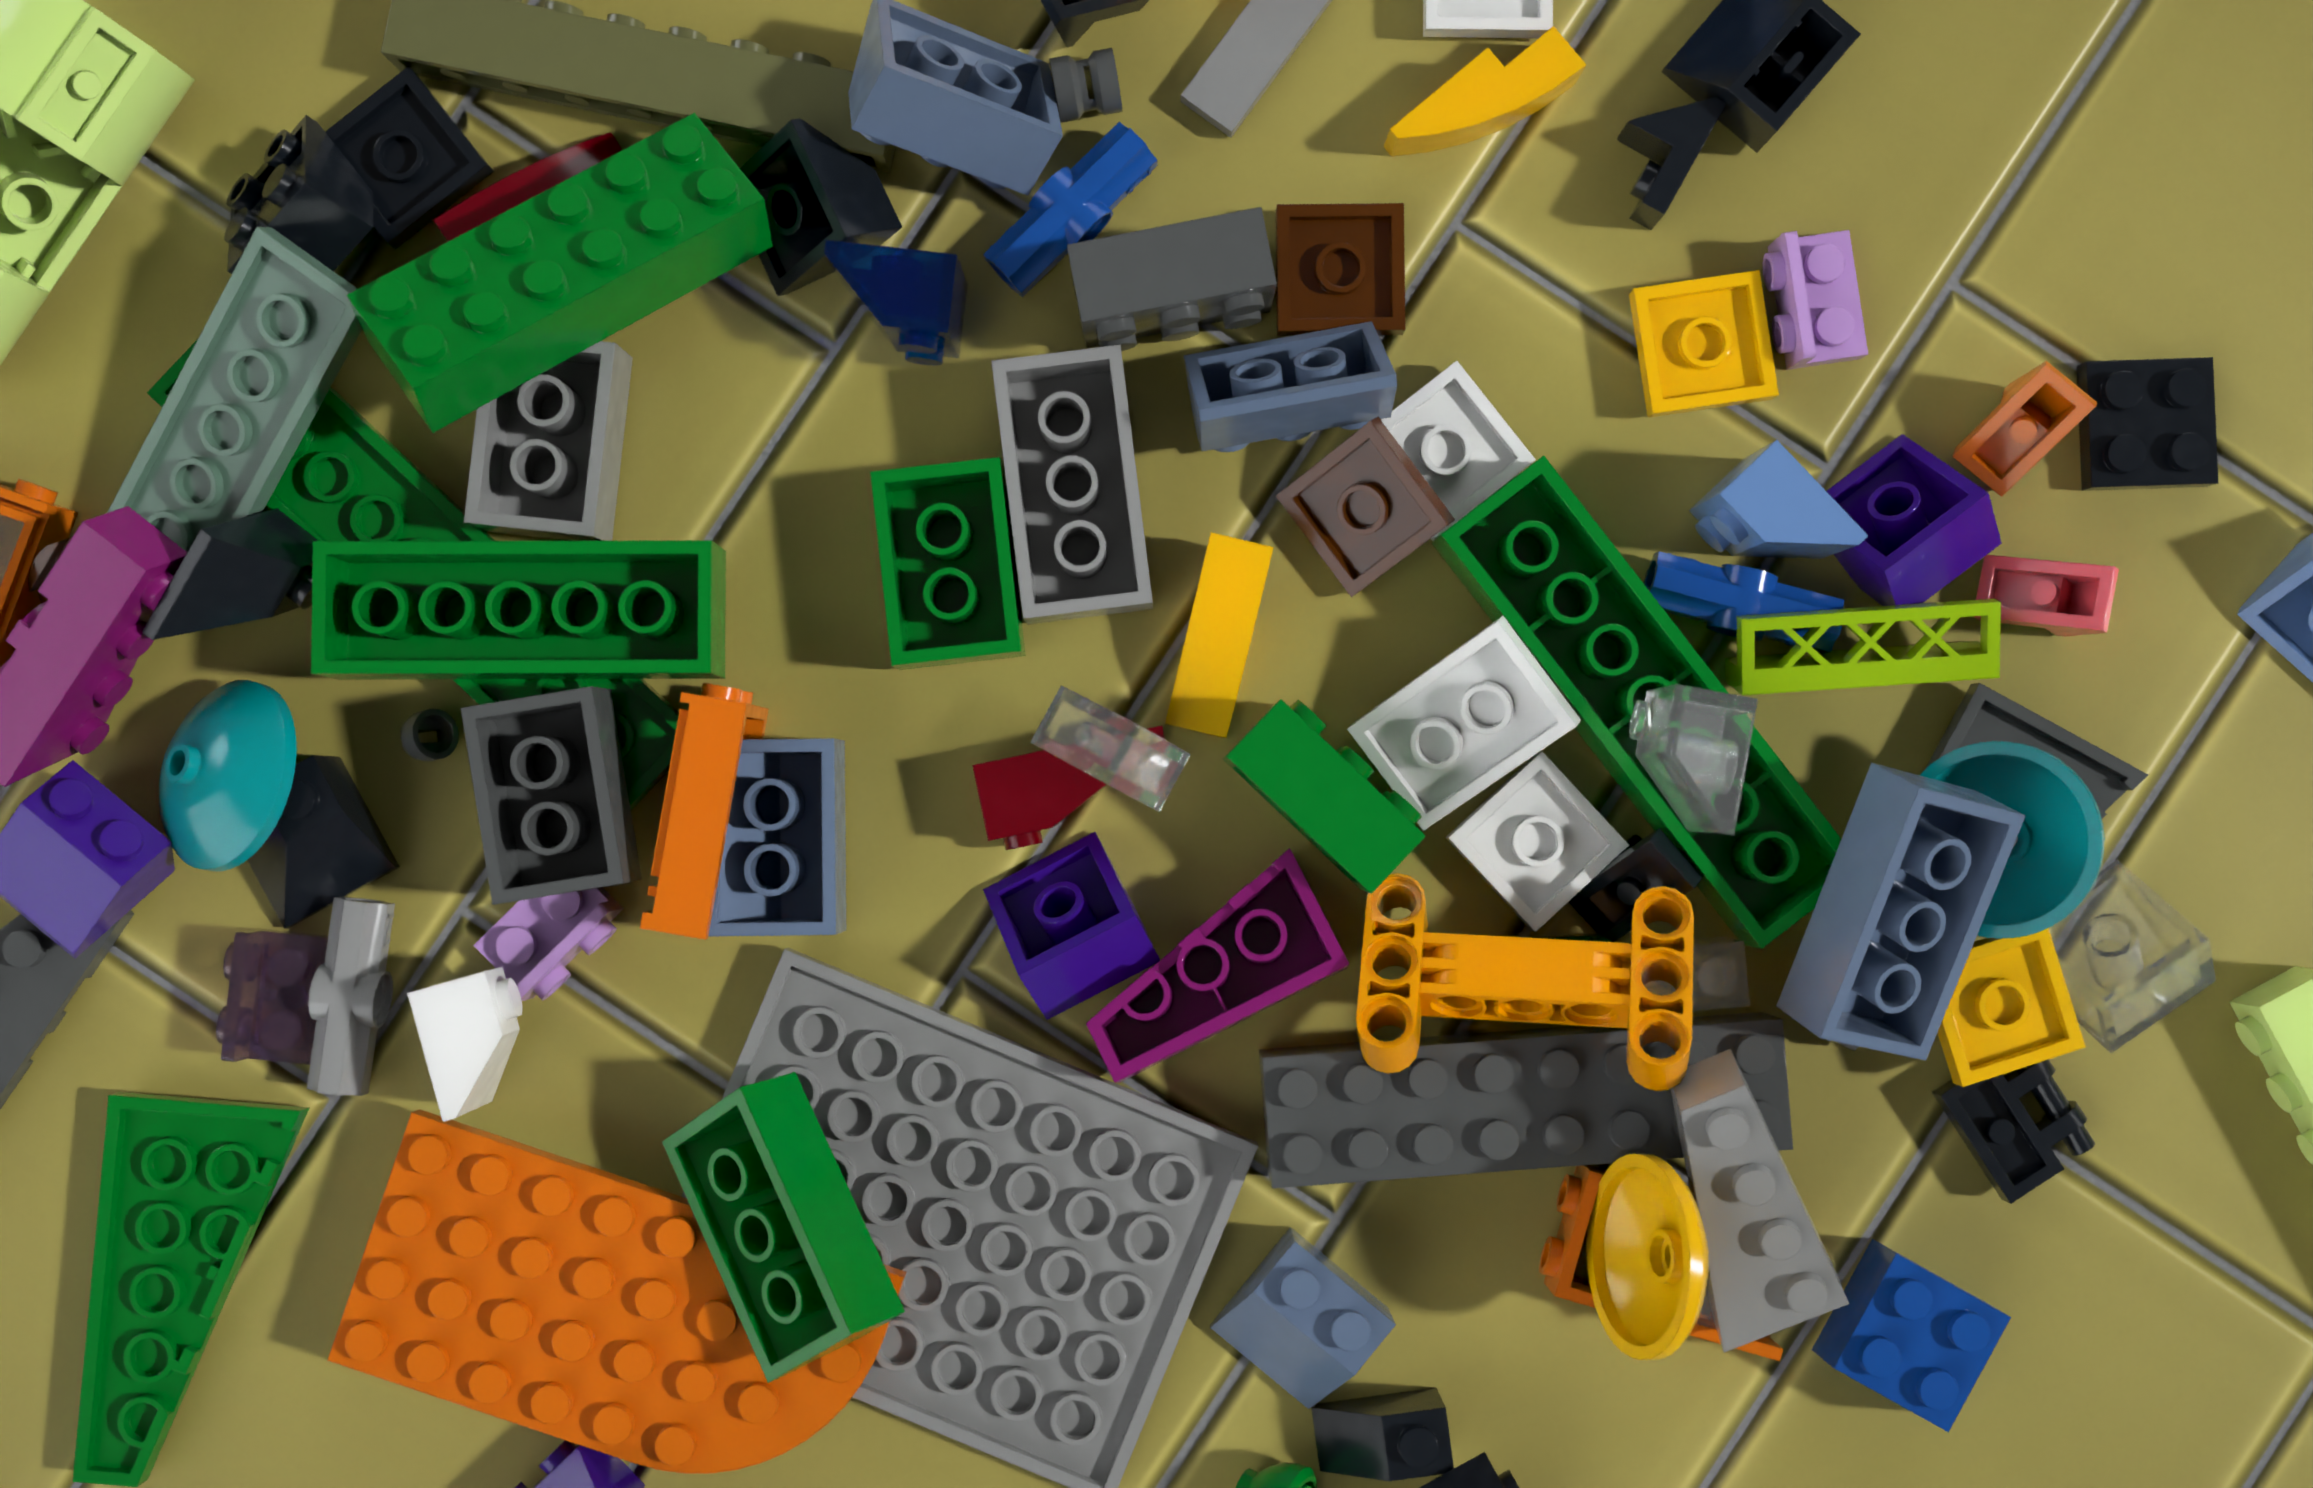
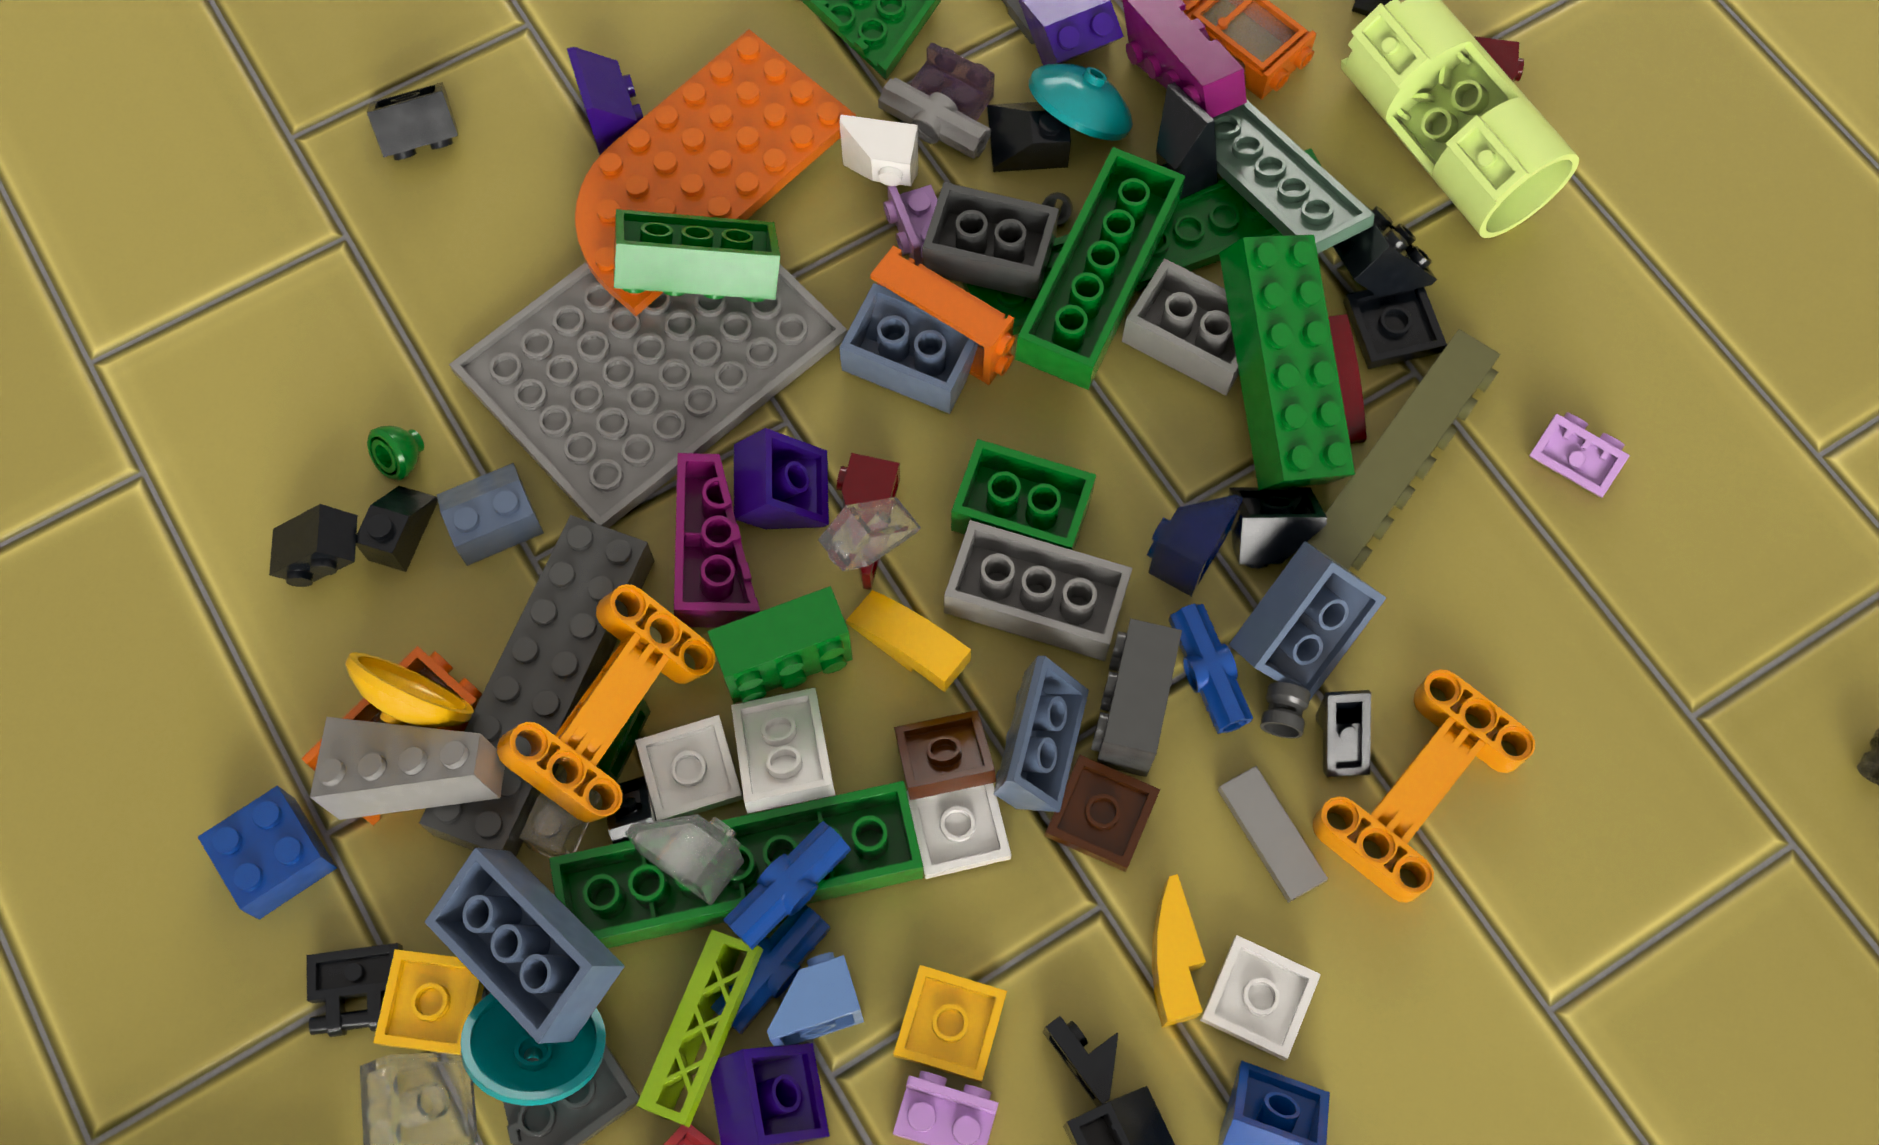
camera: 115 degrees right, 20 degrees down
(1661, 612) = (787, 885): none -> blue piece

